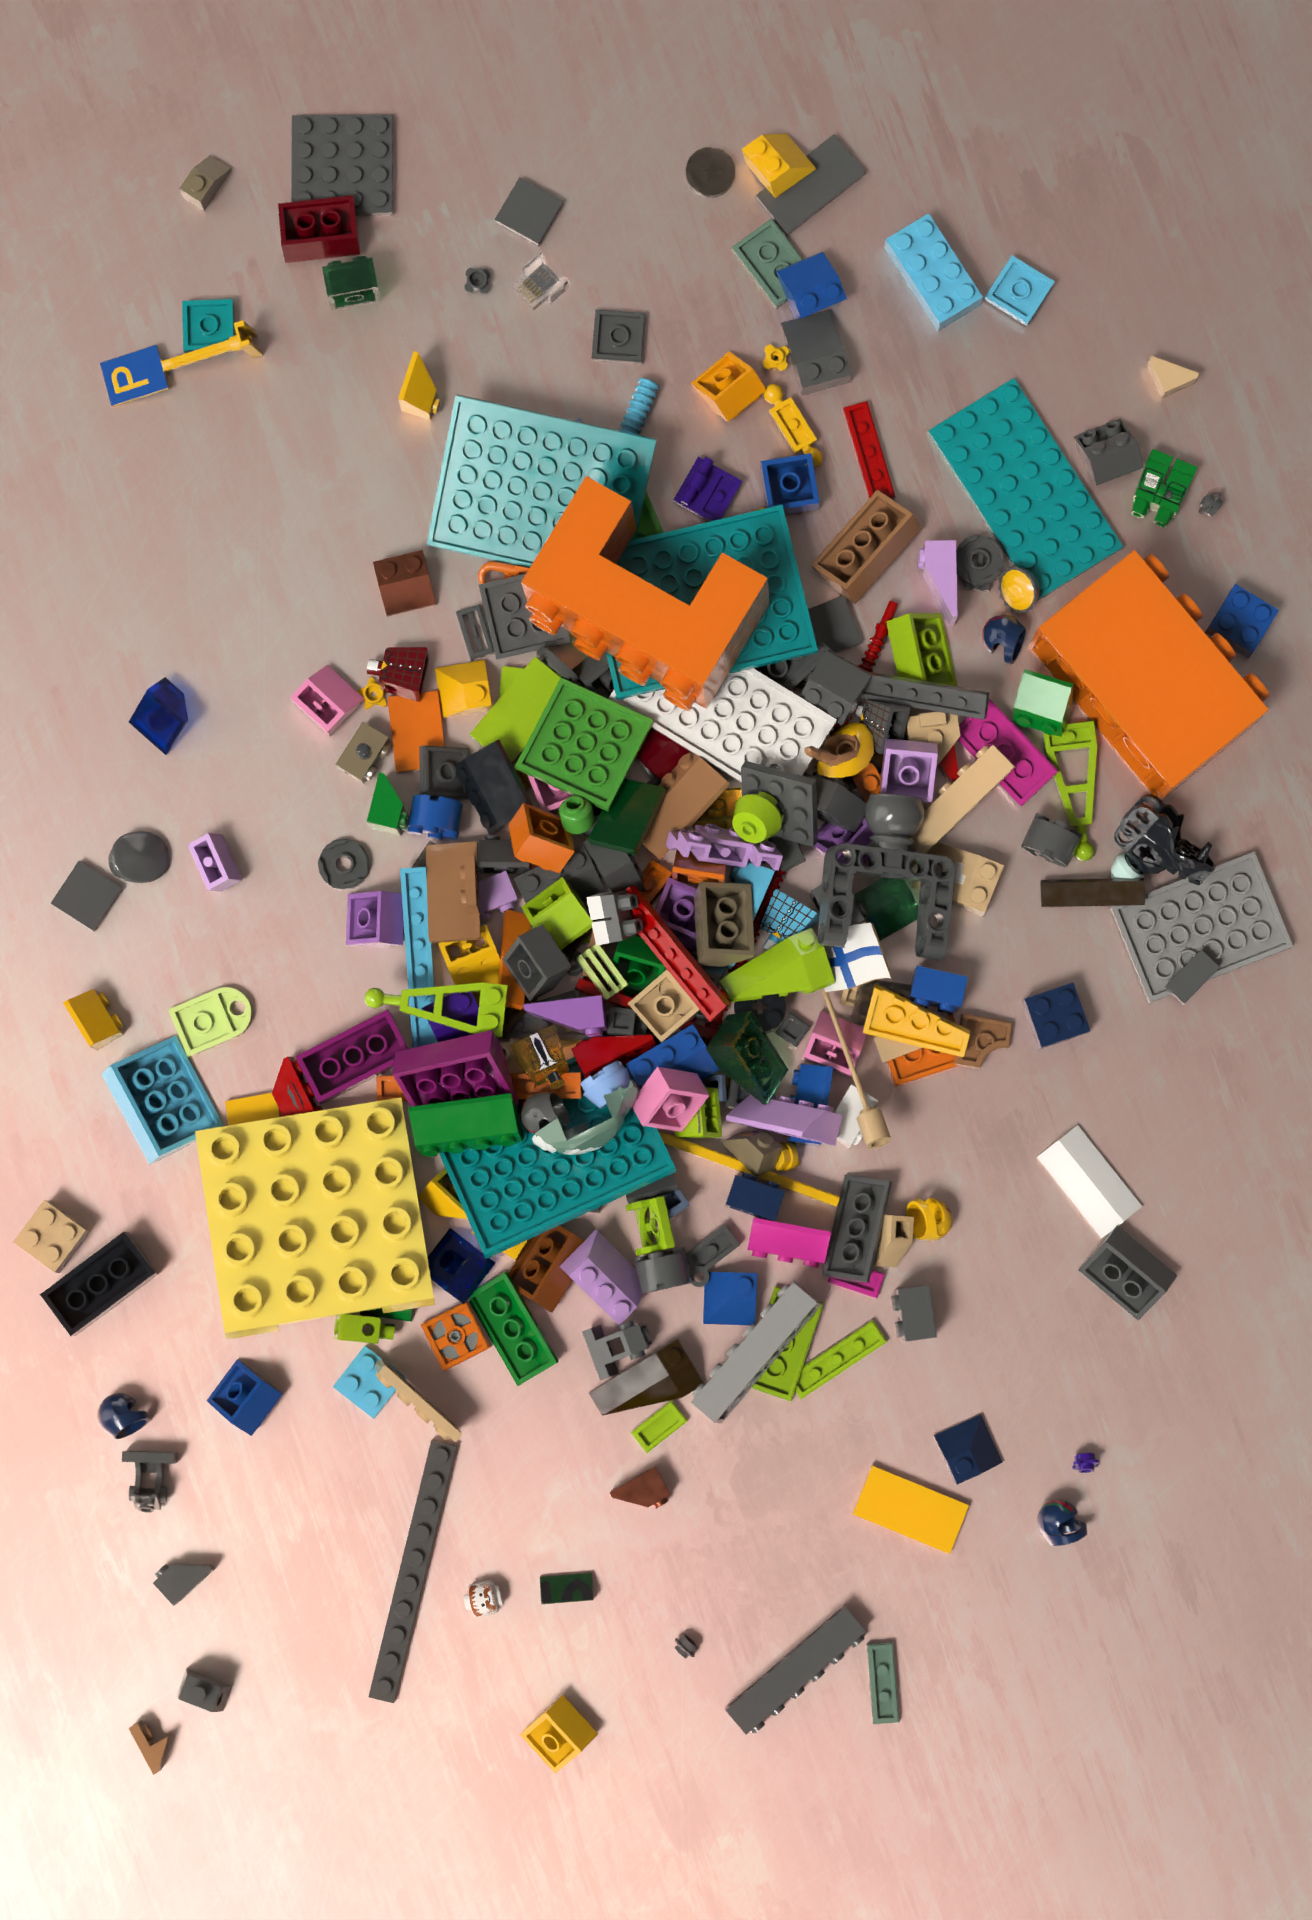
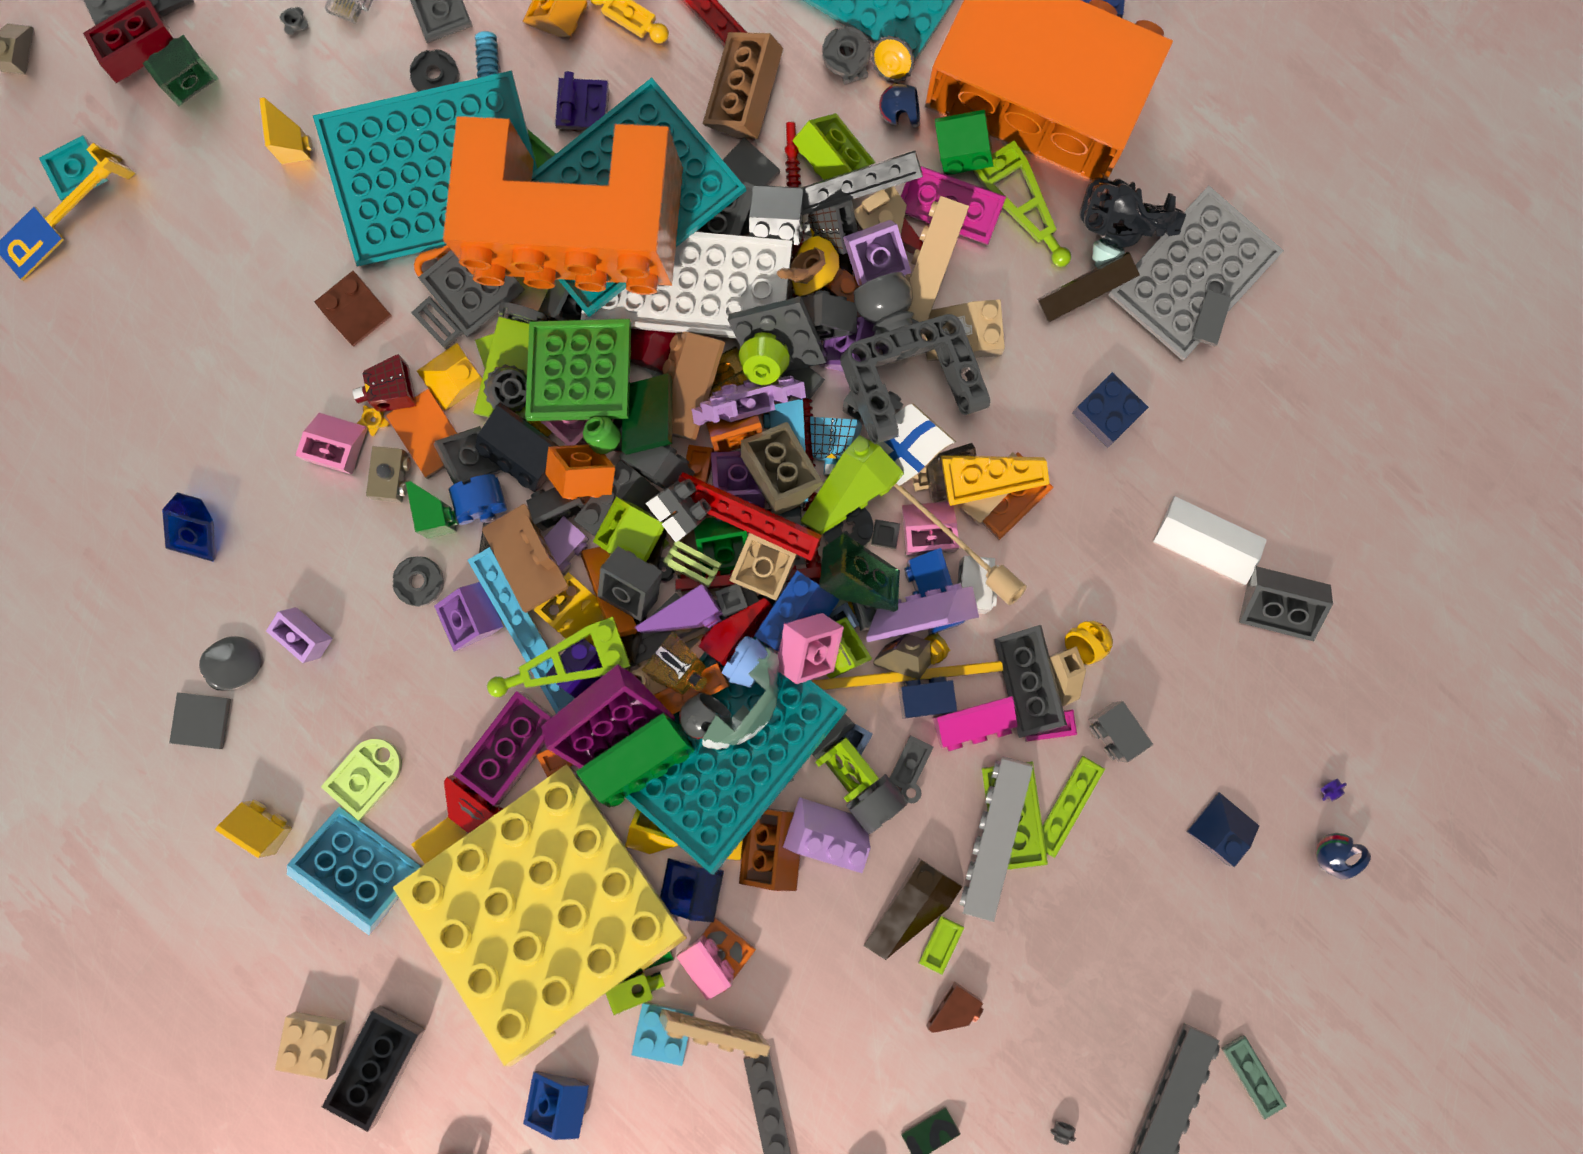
camera: 25 degrees left, 0 degrees up
(438, 1339) = (706, 967): none -> bright pink slope
(512, 727) = (507, 386): none -> dark grey piece
(512, 1328) = (768, 922): green slope -> none
(594, 405) = (431, 60): none -> dark grey tile
(634, 1340) = (881, 879): dark grey tile -> none
(730, 1298) = (948, 798): blue slope -> none
(790, 483) = (647, 59): blue brick -> none
(888, 906) = (917, 382): clear green slope -> none
(910, 1509) = (1200, 908): yellow tile -> none
(938, 989) = (997, 434): blue brick -> none
(940, 574) = (820, 77): lavender slope -> none
(984, 1037) = (1059, 456): medium nougat tile -> none
(1051, 840) = (1030, 259): dark grey brick -> none

